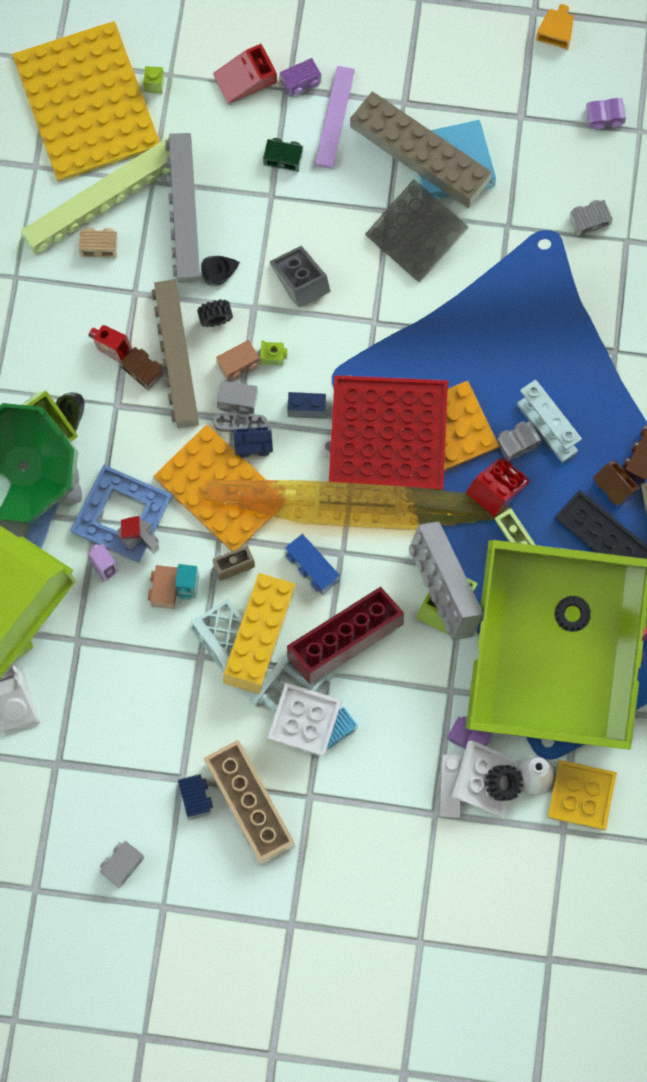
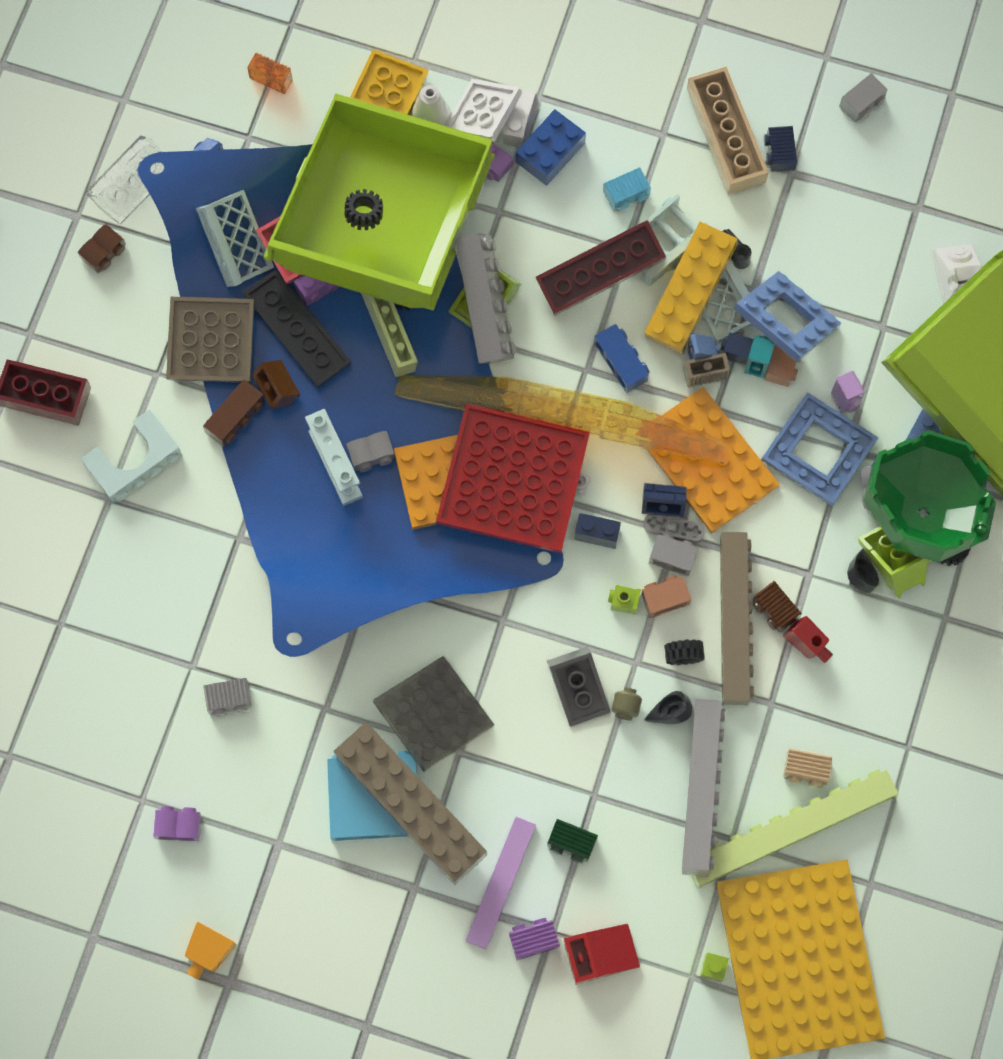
camera: 170 degrees left, 0 degrees up
(130, 527) = (814, 412): red slope -> none
(149, 540) = (808, 417): light grey brick -> none
(198, 610) = (797, 346): none -> medium blue plate
(208, 589) = (737, 348): none -> dark blue brick
(228, 692) = (740, 249): none -> black piece
(239, 580) = (702, 346): none -> medium blue slope
(256, 266) = (626, 704): none -> olive head
(304, 719) = (658, 192): white plate -> none
(414, 757) = (550, 147): none -> blue brick
(497, 486) = (404, 402): red slope -> none
(513, 782) = (461, 94): black tyre -> none

